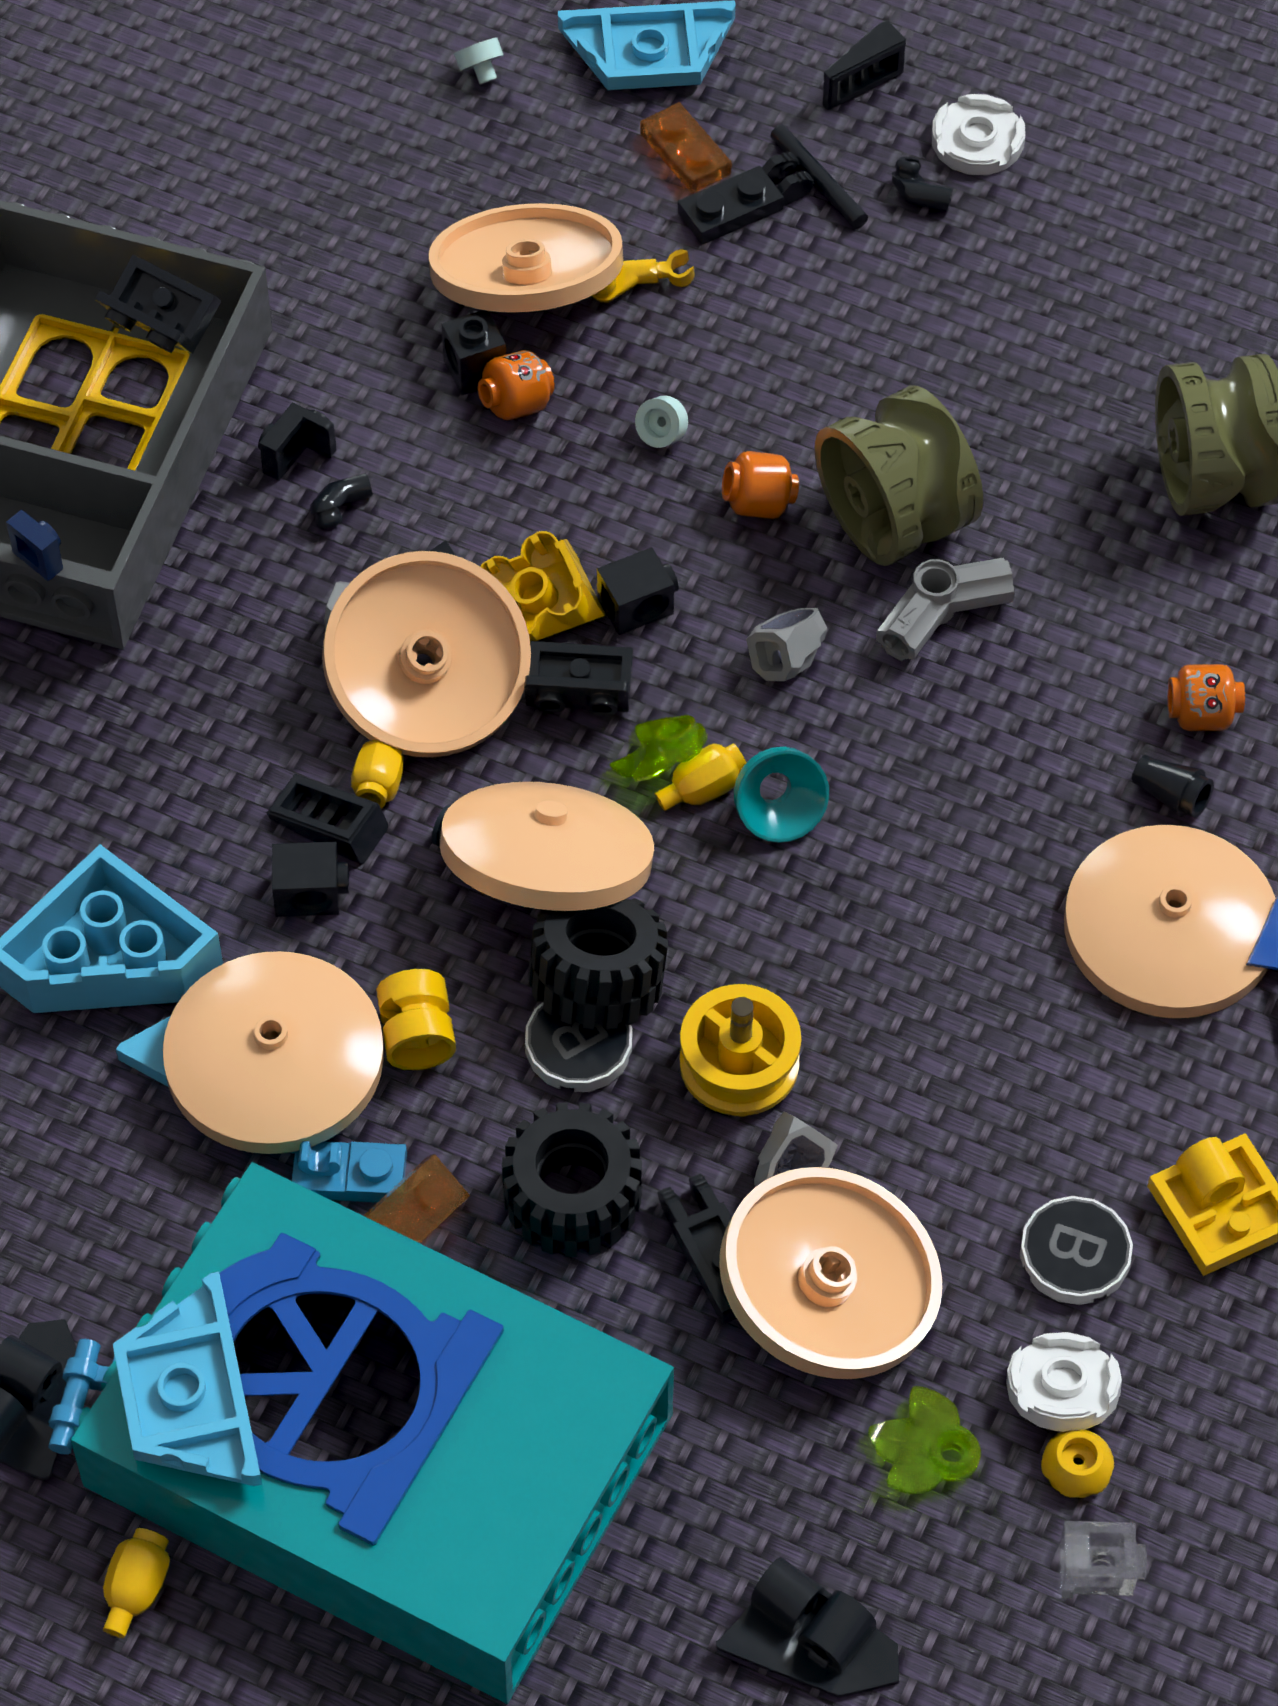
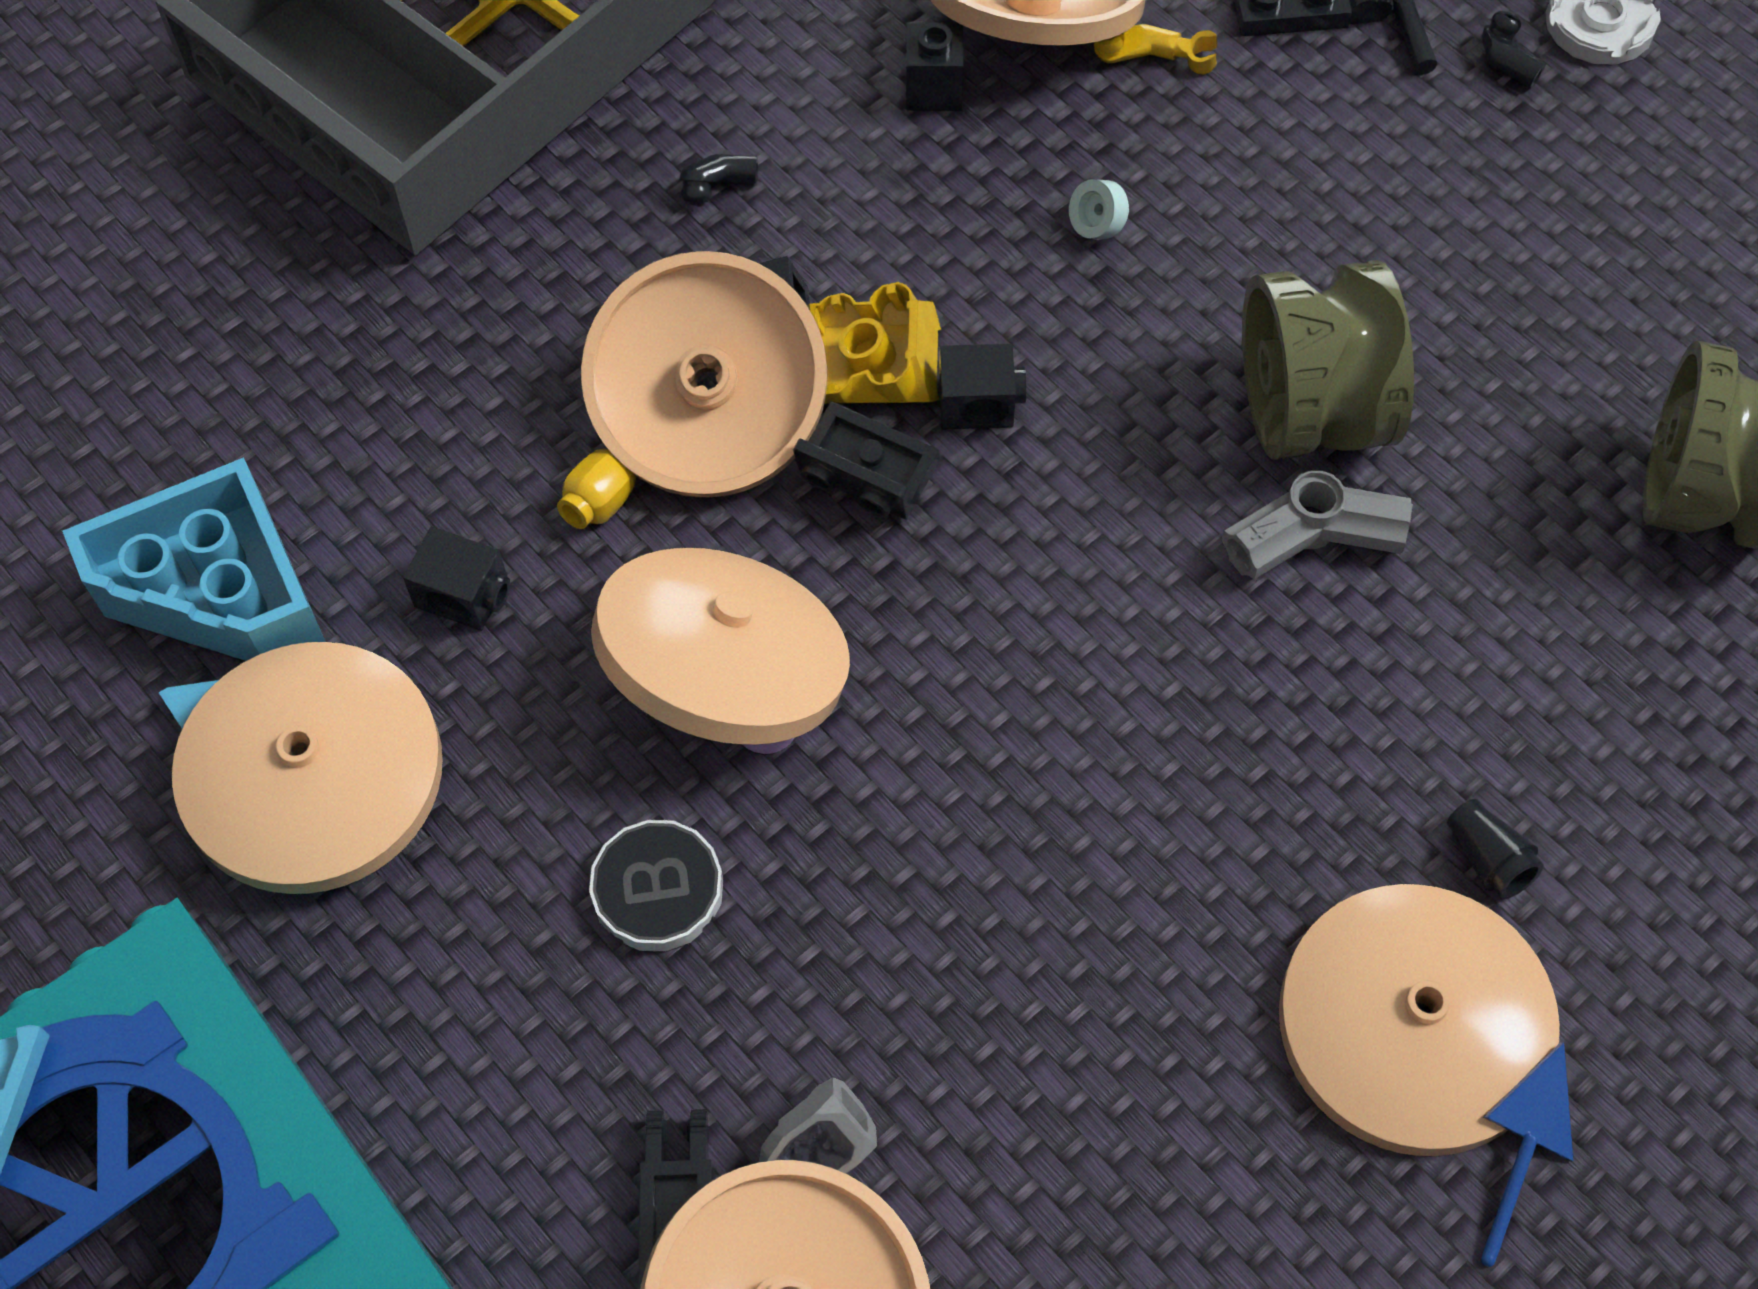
camera: 25 degrees right, 5 degrees up
(35, 544) = (332, 103): dark blue plate -> none
(291, 435) = (698, 92): black bracket -> none
(350, 1169) = (329, 938): dark azure plate -> none
(356, 834) = (544, 547): black slope -> none
(416, 1019) = (481, 796): yellow wheel -> none
(420, 1200) = (359, 1017): clear orange plate -> none
(516, 385) = (961, 116): orange head -> none
(565, 1140) = (535, 1006): black tyre -> none
(598, 963) = (705, 842): black tyre -> none
(662, 746) = (926, 571): clear neon green plate -> none
(703, 777) = (949, 627): yellow plant -> none
(740, 1049) = (822, 976): yellow wheel -> none
(759, 485) = (1172, 316): orange head -> none
(786, 643) = (1116, 507): light grey rock -> none
(794, 811) = (1013, 708): teal piece -> none
(1205, 697) = (1579, 756): orange head -> none

